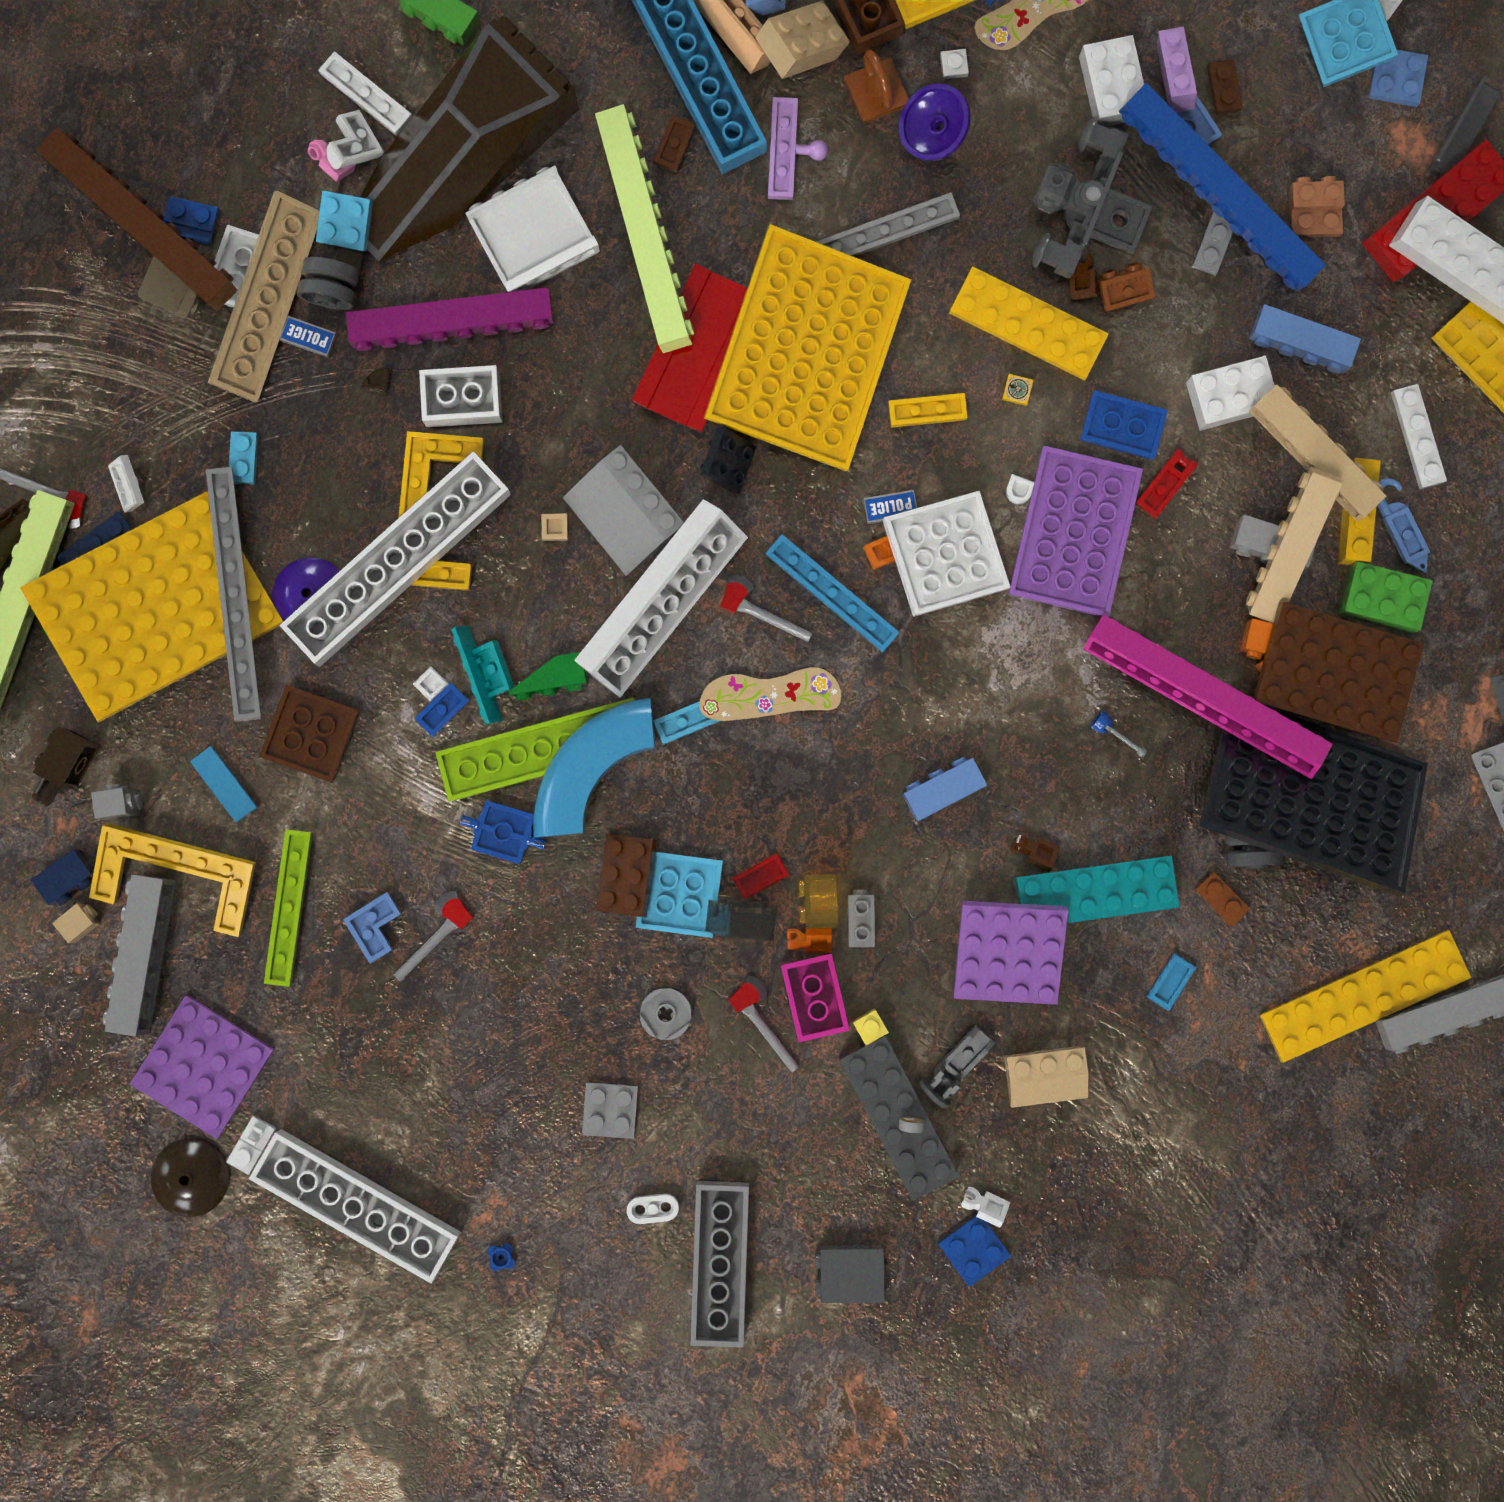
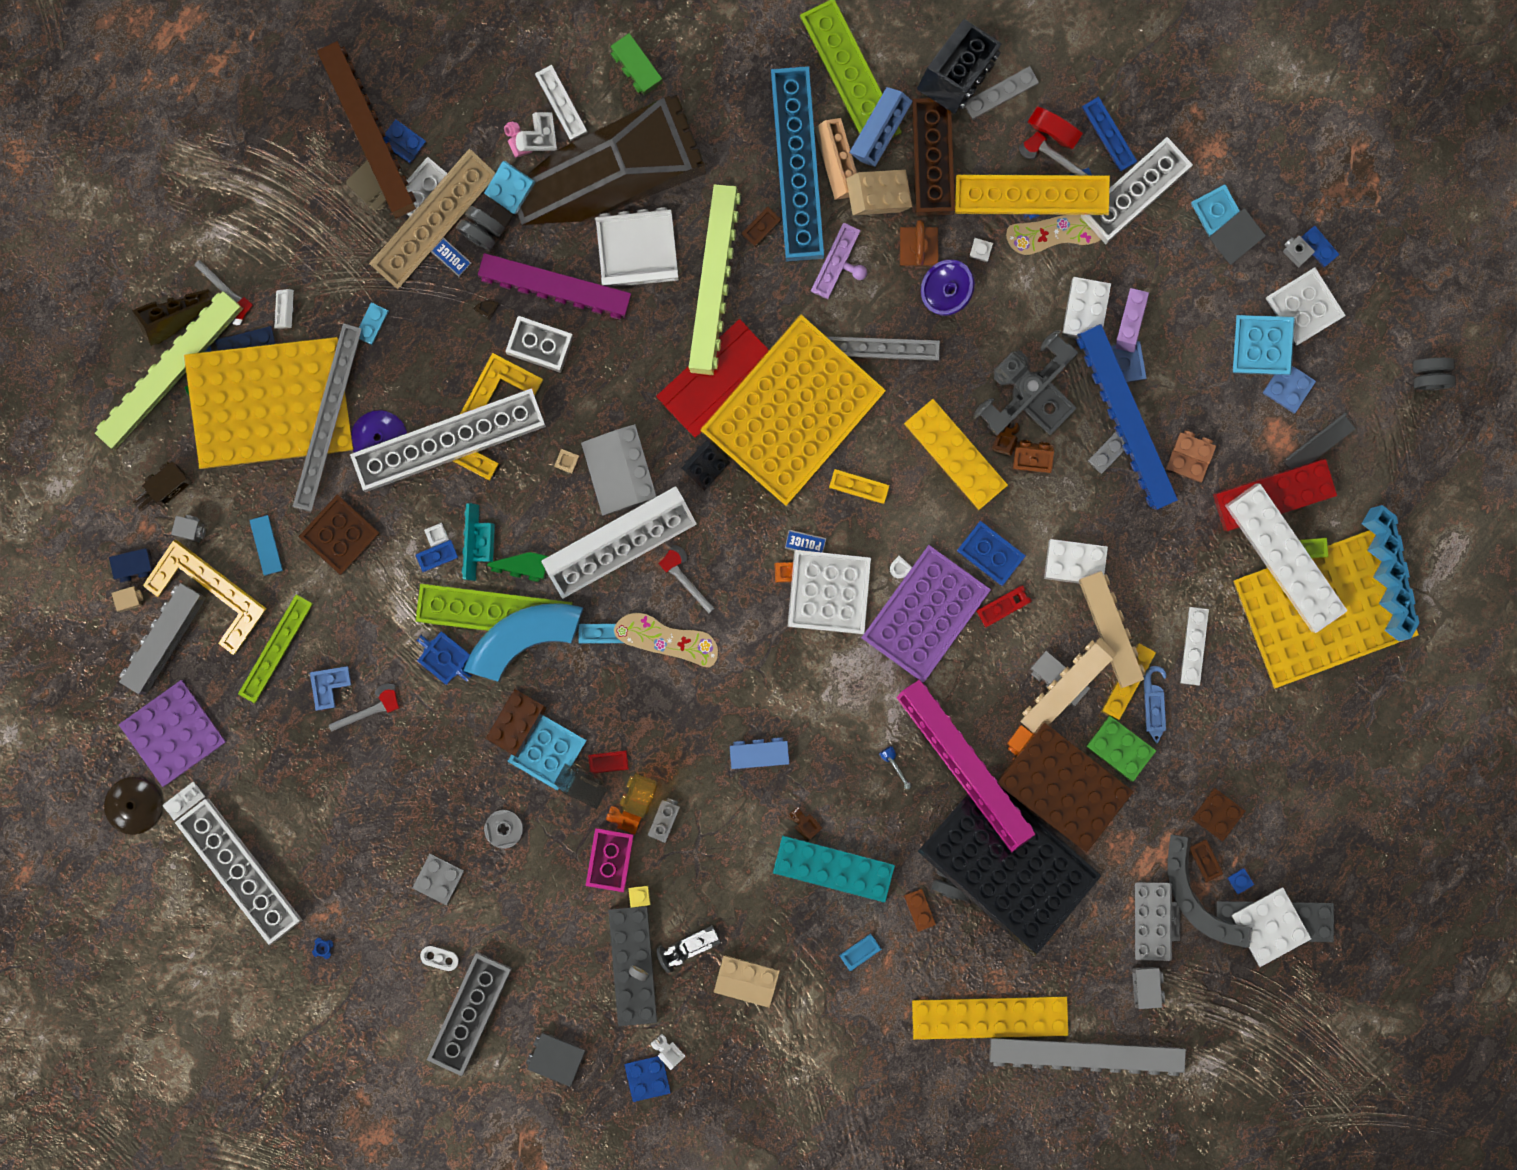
camera: 25 degrees right, 0 degrees up
(743, 1000) = (561, 842): piece -> none
(832, 593) = (739, 586): dark azure plate -> none
(1010, 952) = (756, 885): medium lavender plate -> none
(1017, 390) = (928, 498): tile -> none
(1224, 87) = (1164, 344): reddish brown plate -> none
(1304, 339) = (1142, 545): medium blue brick -> none

